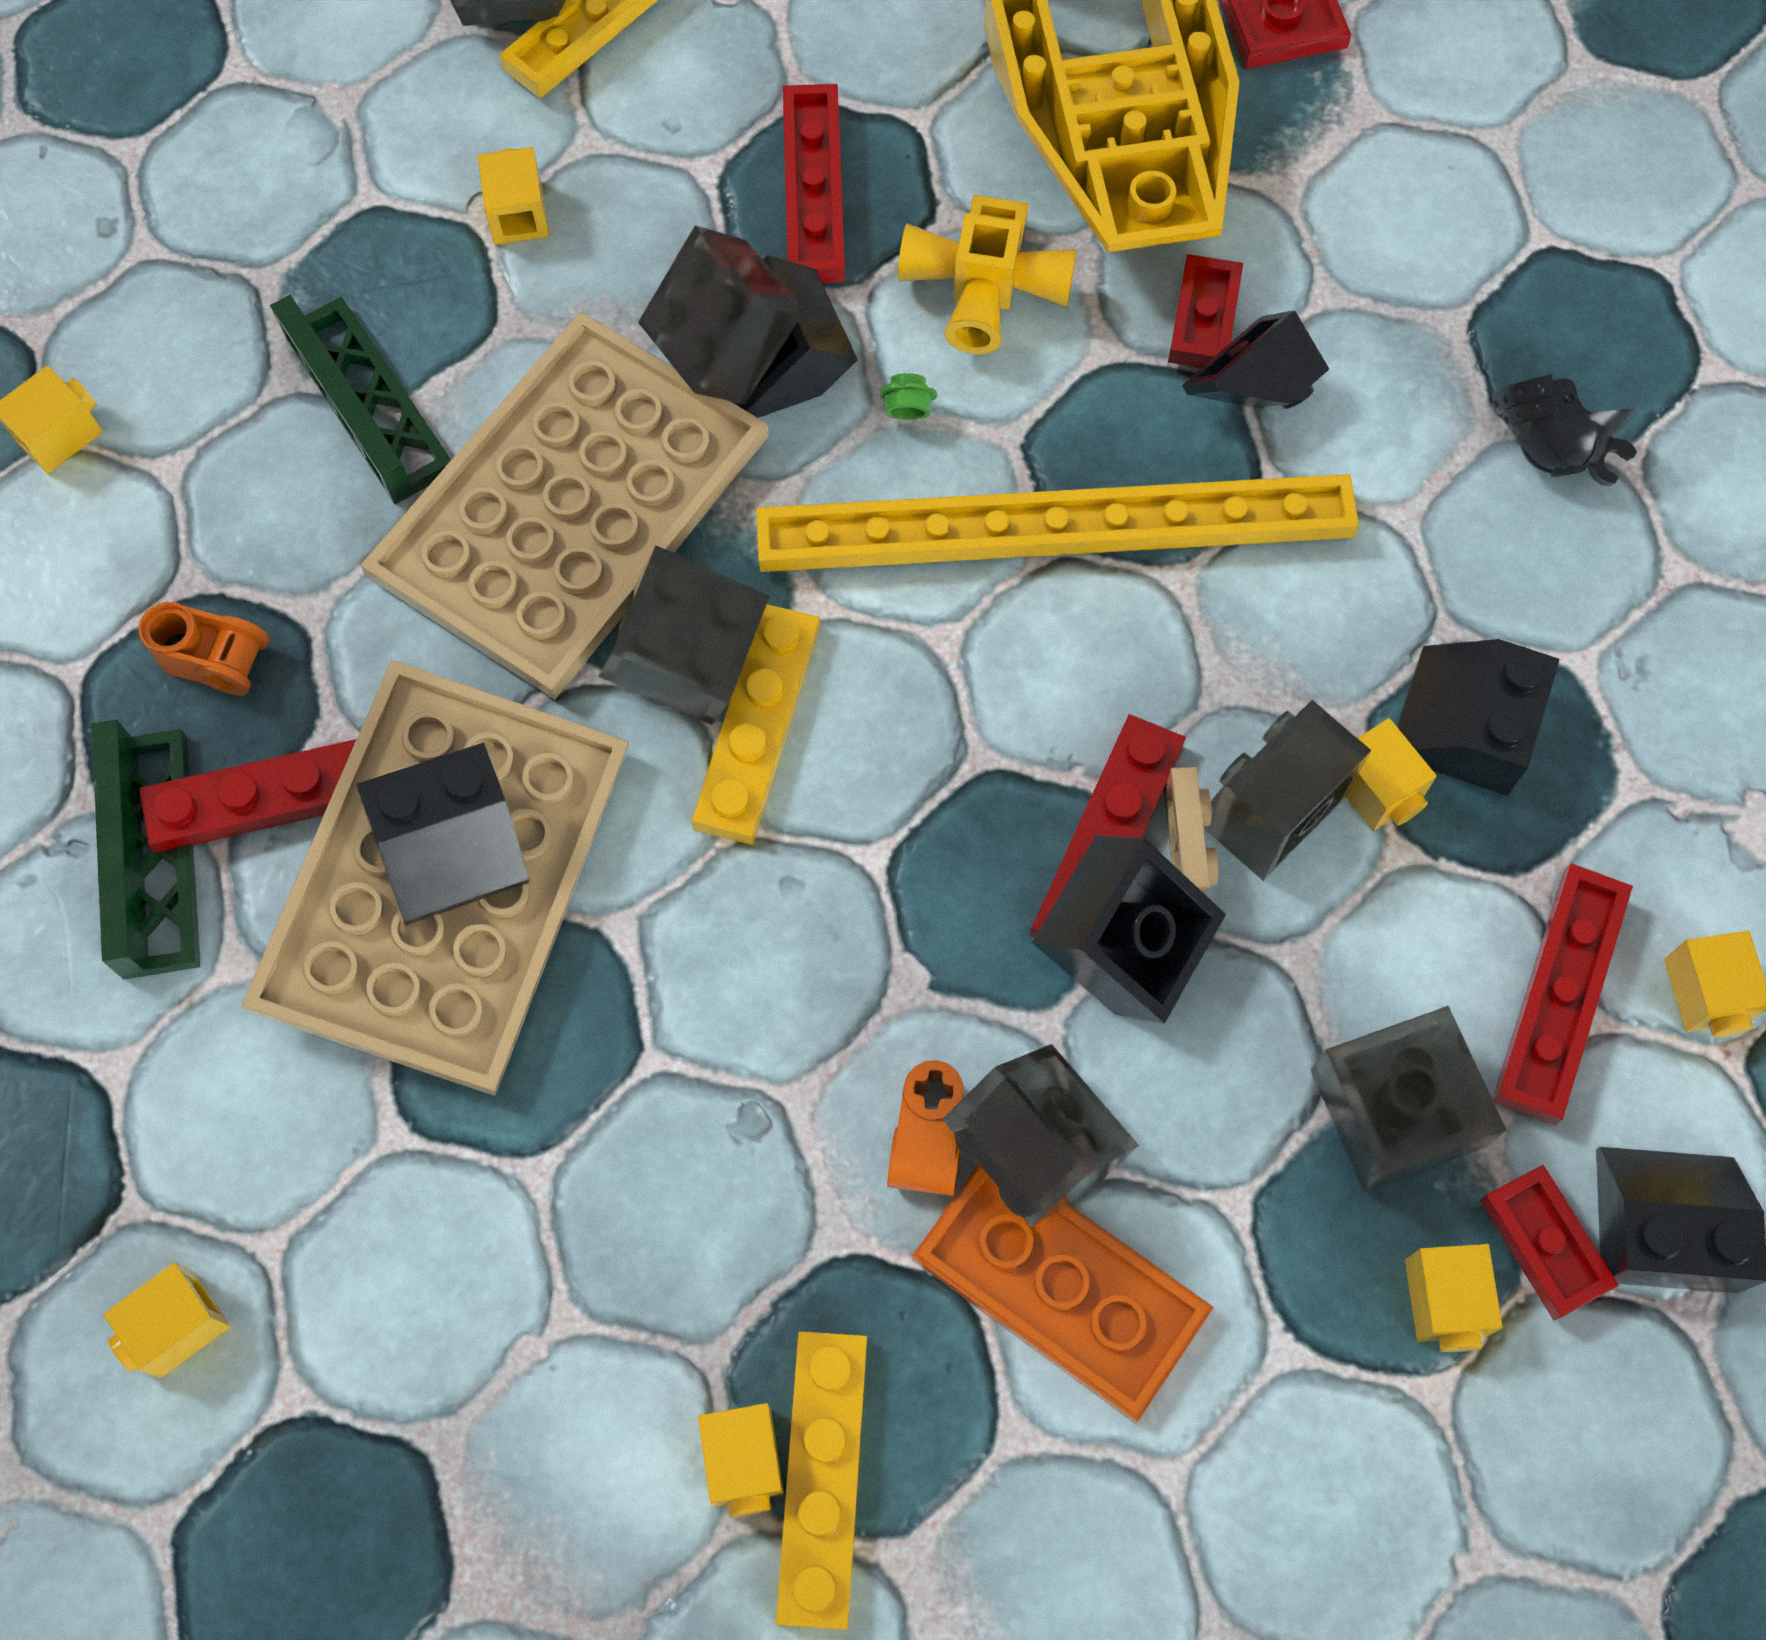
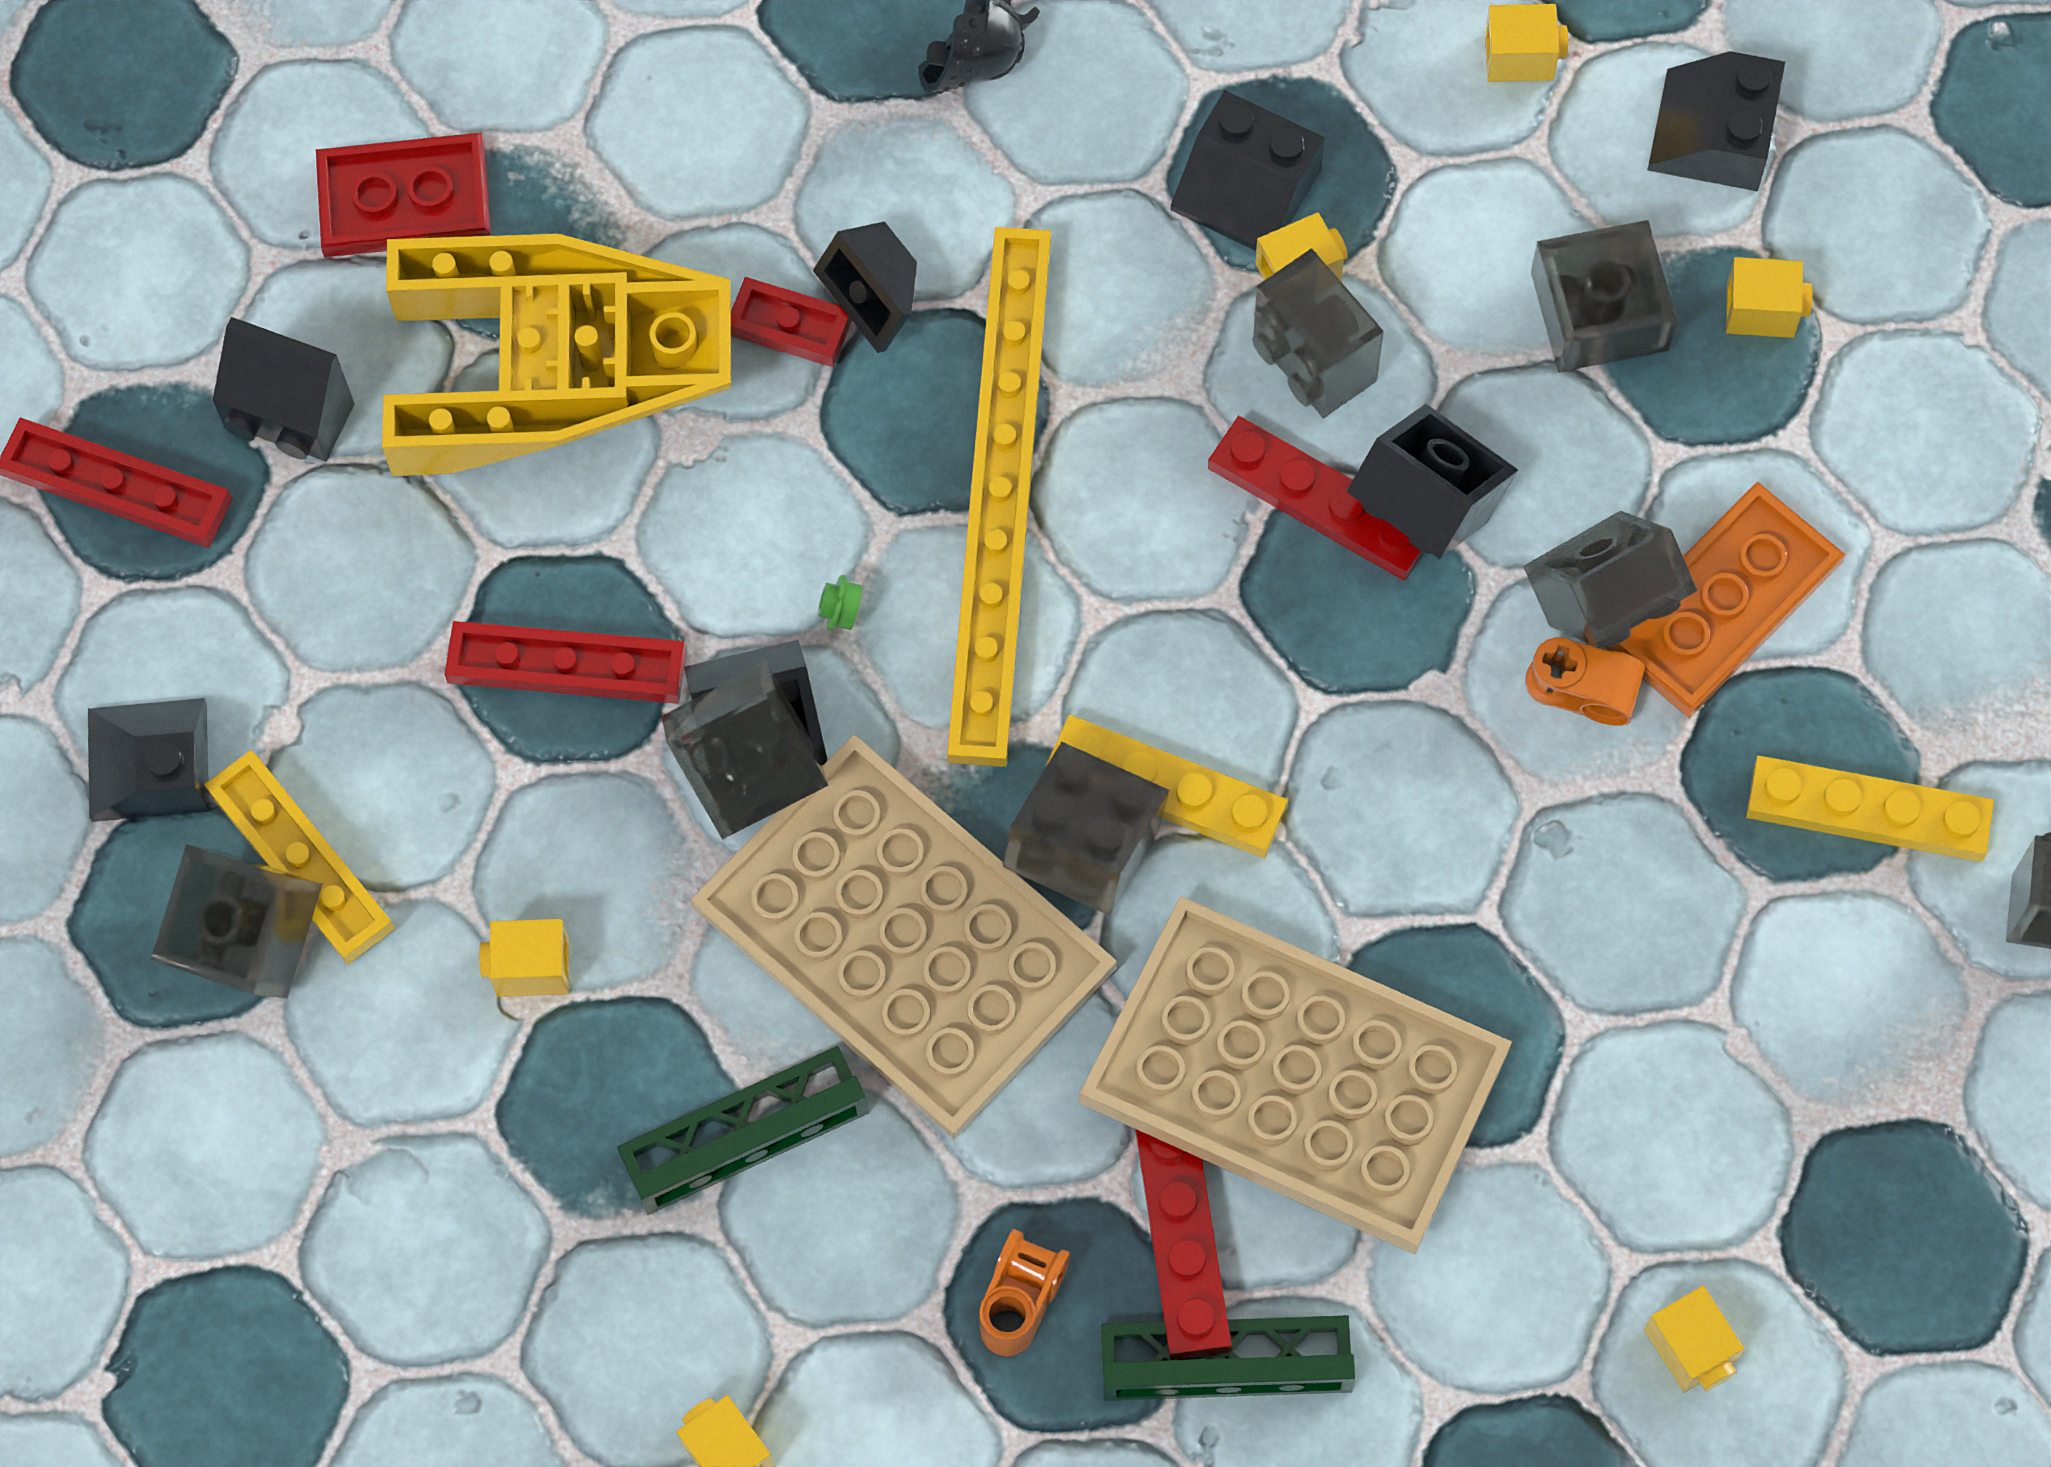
camera: 80 degrees left, 0 degrees up
(443, 833) = (1271, 1049): black slope -> none
(741, 1459) = (1852, 864): yellow brick -> none
(986, 269) = (707, 507): yellow brick -> none
(1186, 814) = (1323, 428): tan plate -> none
(1549, 1242) = (1727, 219): red plate -> none
(1562, 994) = (1515, 161): red plate -> none

